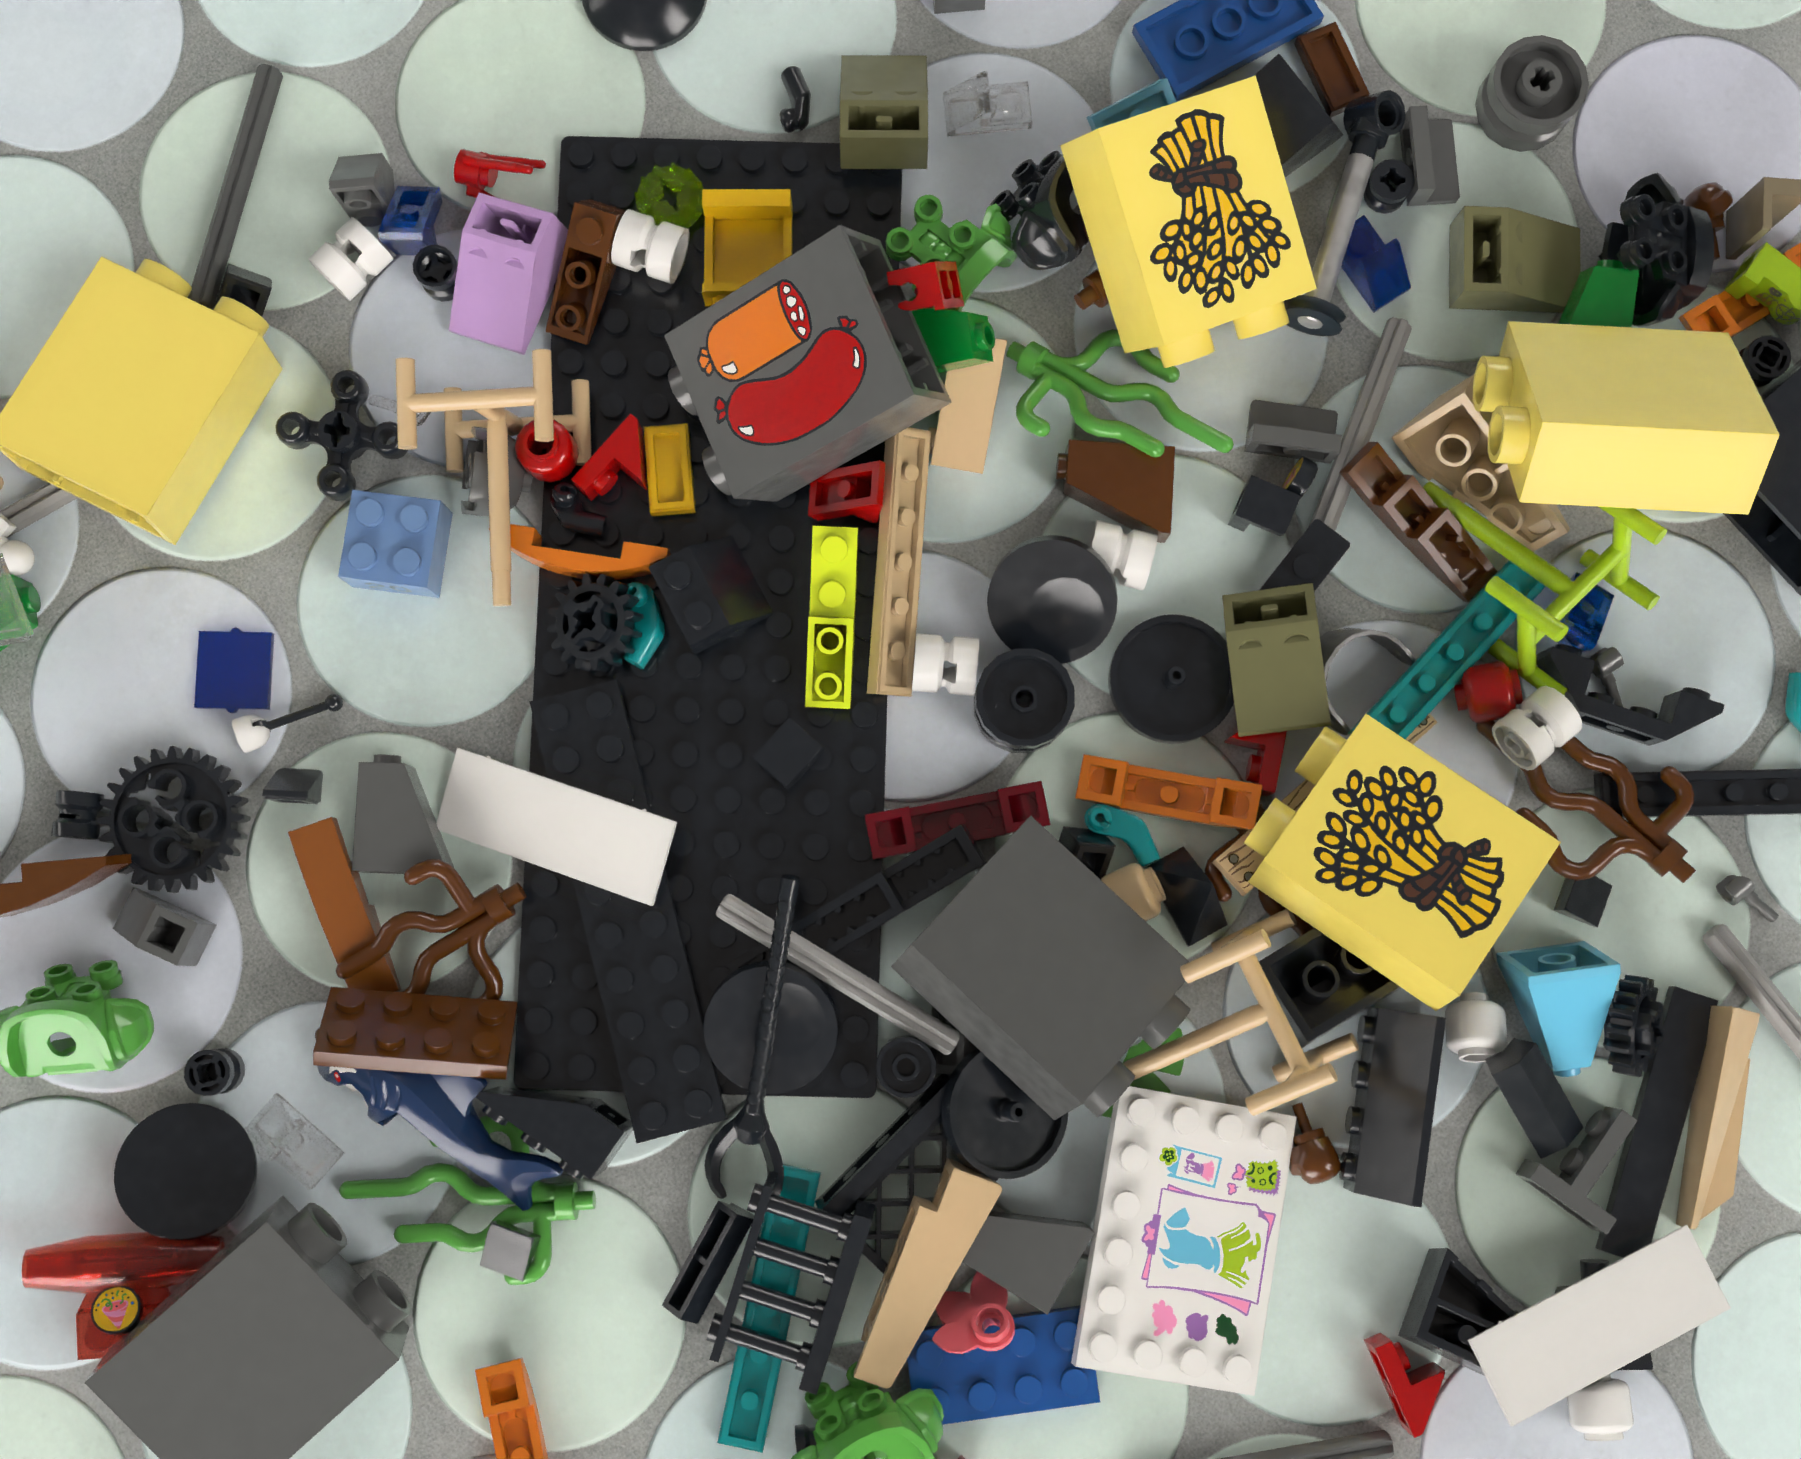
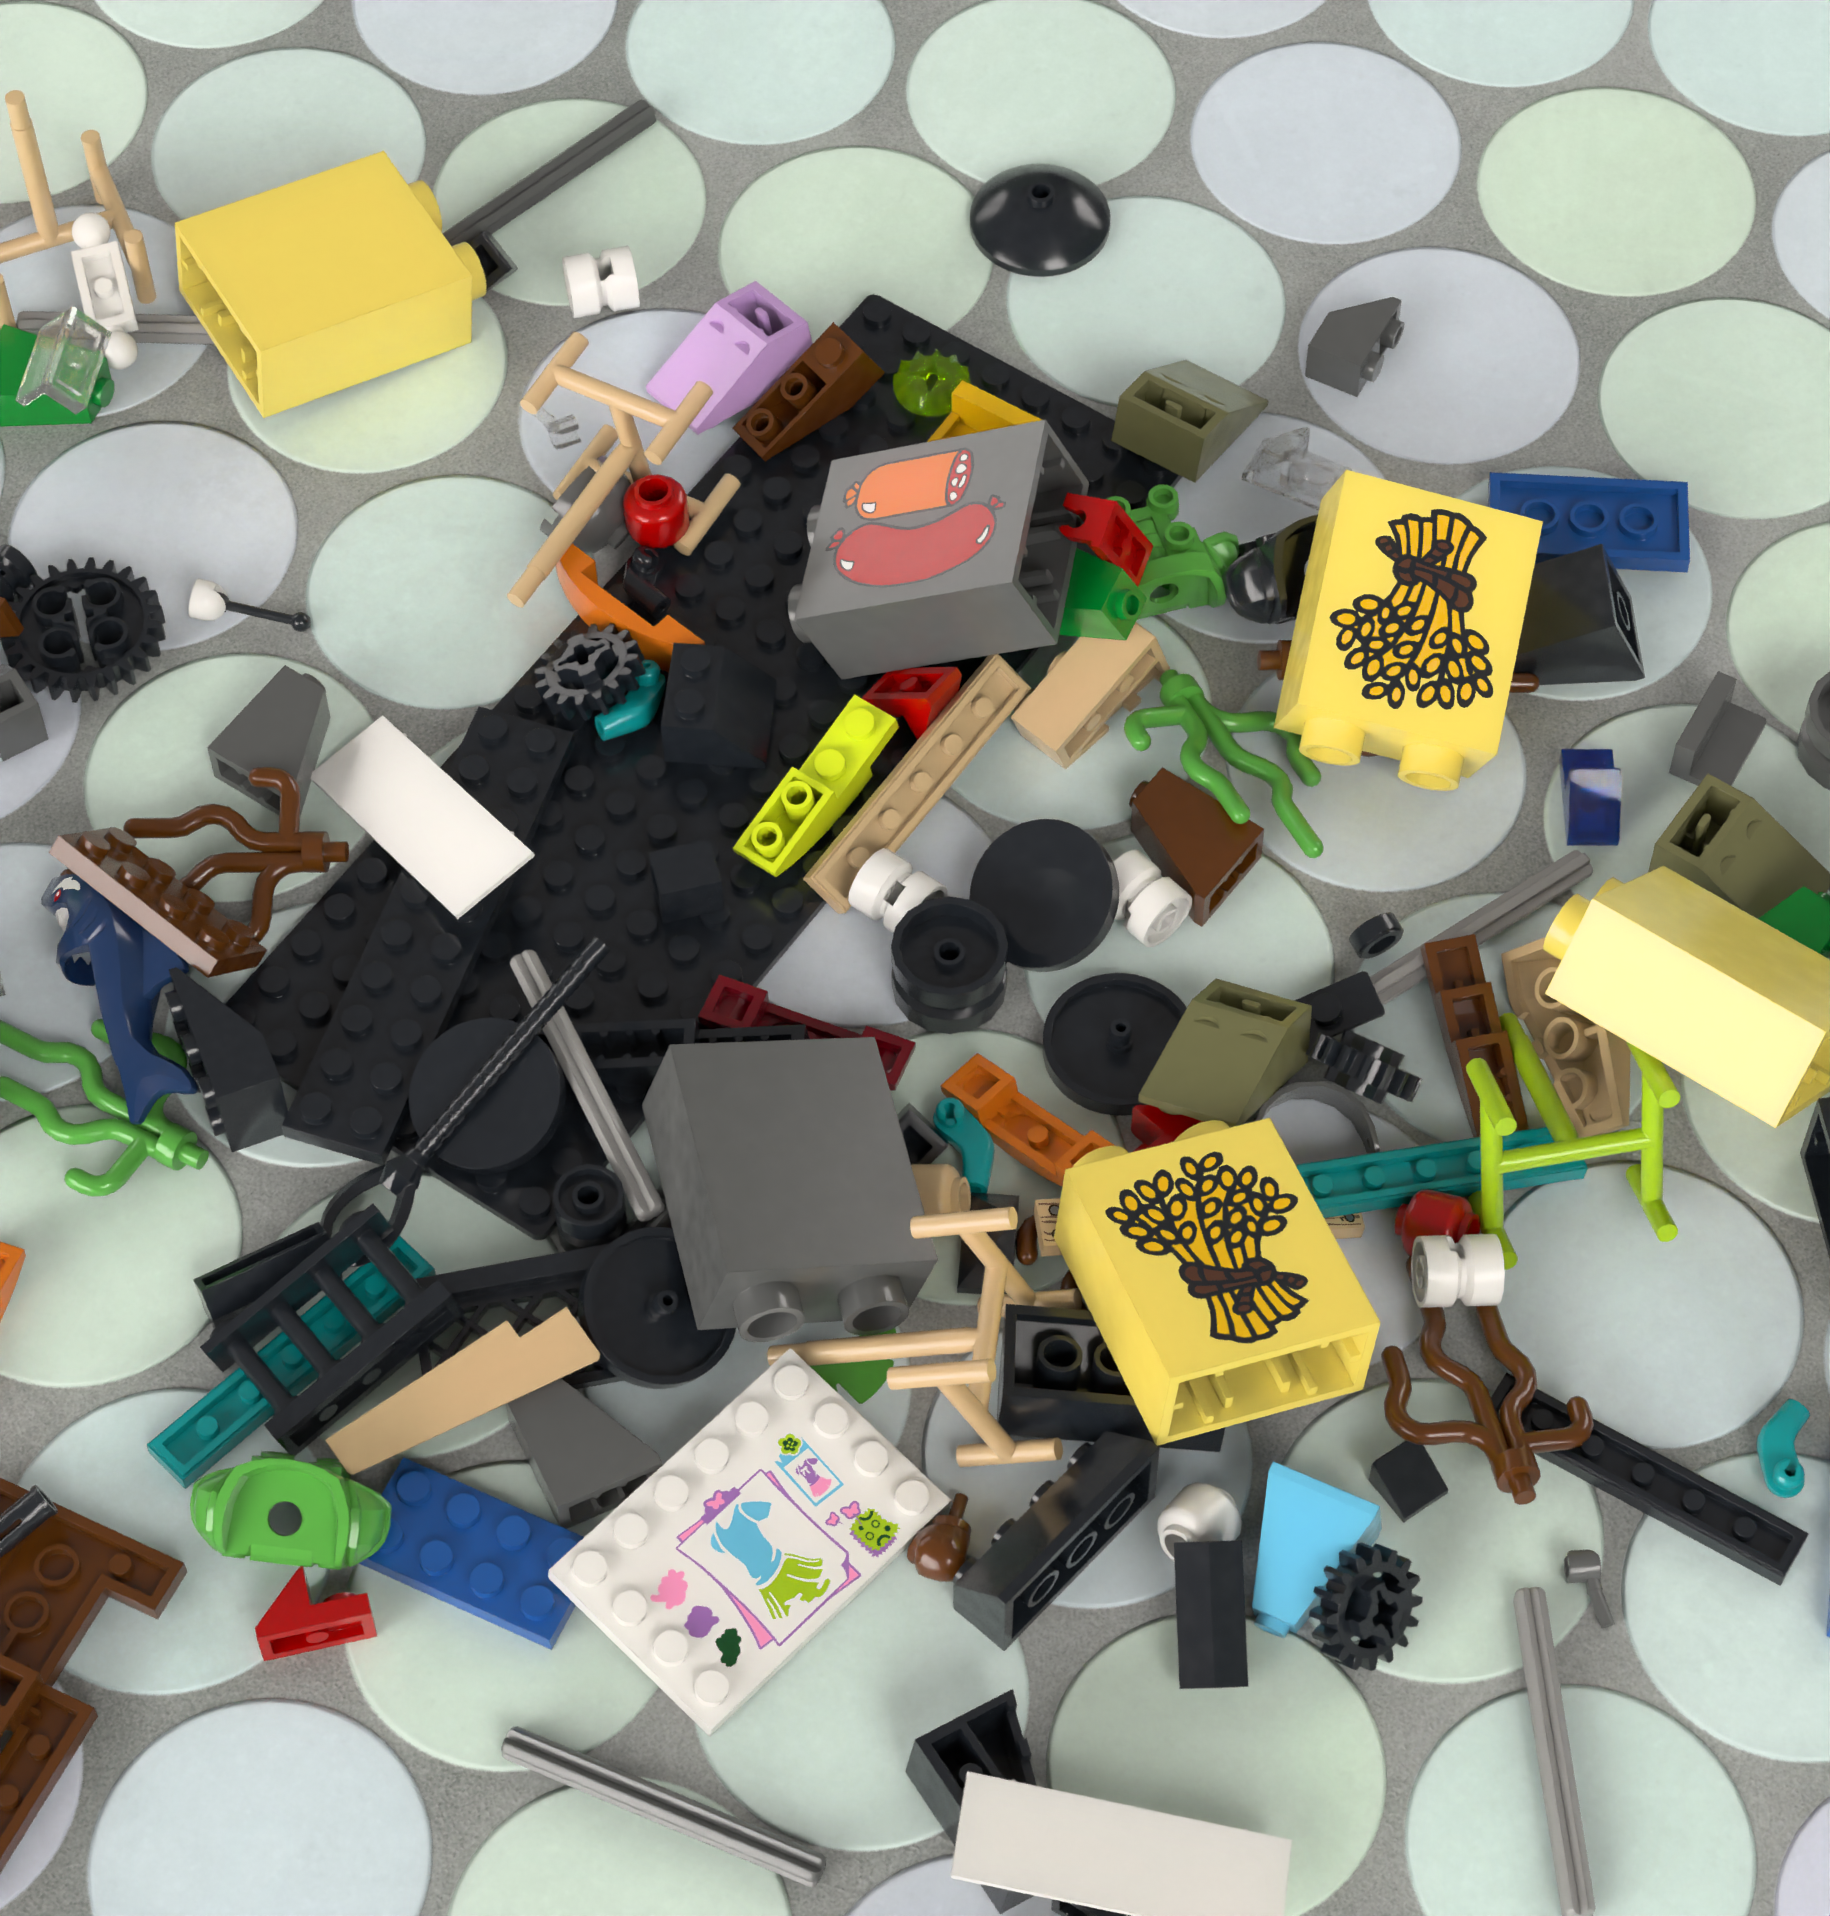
camera: 35 degrees right, 25 degrees down
(234, 670) = (233, 549): clear blue piece -> none
(294, 786) = (208, 668): black slope -> none
(335, 424) = (481, 414): black gear -> none
(341, 901) = (179, 764): dark orange slope -> none
(363, 186) = (657, 234): dark grey slope -> none
(395, 543) = (460, 521): medium blue brick -> none
(411, 219) = (674, 282): clear blue slope -> none
(433, 264) = (668, 327): black wheel -> none
(481, 169) = (780, 277): red plant -> none
(509, 1249) = (91, 1141): slope -> none
(620, 451) = (719, 551): red slope -> none
(648, 246) = (880, 404): white wheel -> none
(669, 469) = (758, 597): yellow tile -> none
(799, 95) = (1119, 369): black arm -> none
(969, 1315) = (486, 1483): coral plate -> none
(1264, 507) = (1319, 933): black panel -> none
(1292, 431) = (1393, 887): dark grey panel -> none
(1331, 68) = (1671, 616): reddish brown tile -> none
(1368, 126) = (1494, 795): piece -> none
(1369, 602) = (1364, 1066): none -> black gear
(1380, 194) = (1657, 751): black wheel -> none
(1409, 1392) = (877, 1823): red slope -> none
(1582, 1168) = (1218, 1727): dark grey bracket -> none
(1587, 618) = (1580, 1206): clear blue slope -> none
(1605, 663) = (1586, 1277): dark grey hand -> none
(1661, 1118) = (1346, 1732): black tile -> none
(1677, 713) = (1632, 1367): black slope -> none
(1716, 1115) = (1410, 1761): tan wedge -> none

